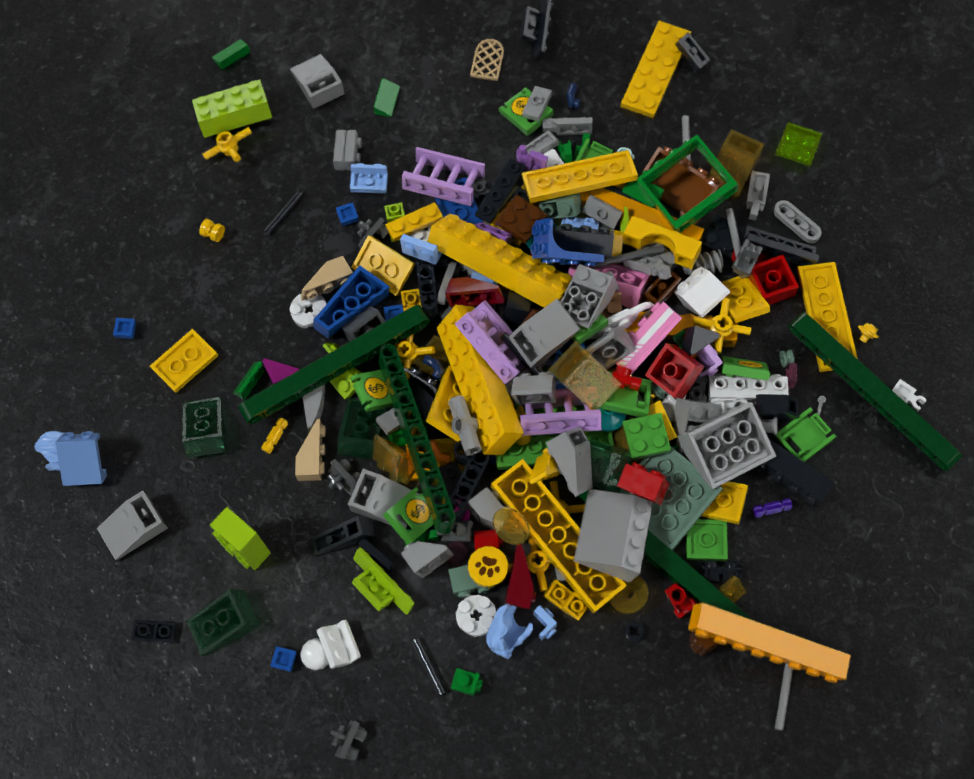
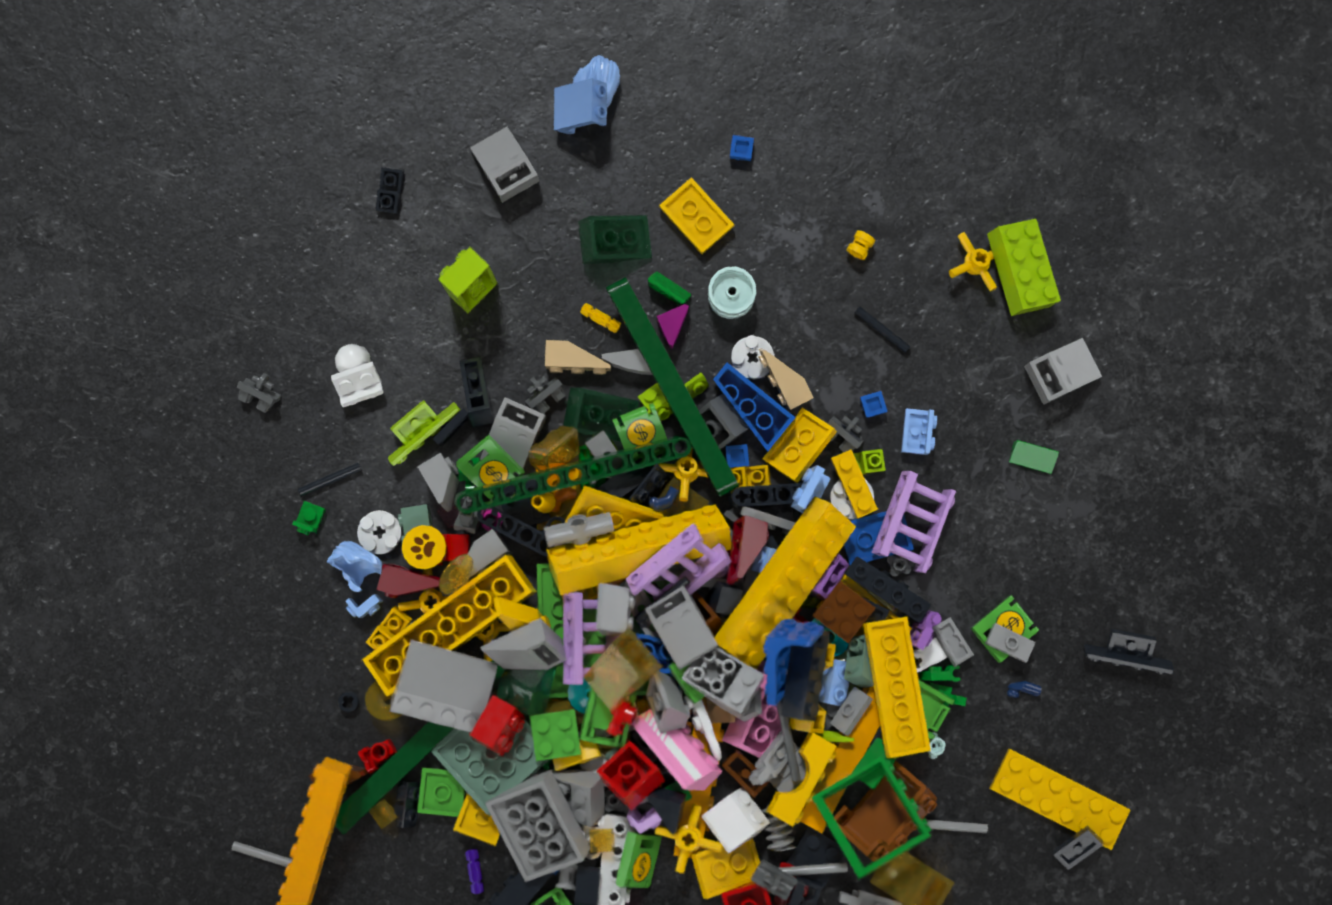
camera: 90 degrees right, 15 degrees up
(223, 621) = (392, 263): clear green slope -> none
(231, 54) = (1109, 265): green slope -> none
(252, 325) = (735, 280): none -> light aqua wheel
(283, 659) = (348, 326): blue plate -> none
(346, 149) = (960, 405): light grey brick -> none
(443, 469) = (548, 502): none -> yellow cone
(474, 74) = (1094, 572): tan window -> none
(568, 126) = (980, 677): light grey hinge -> none
(732, 396) = (602, 840): none -> clear yellow plate

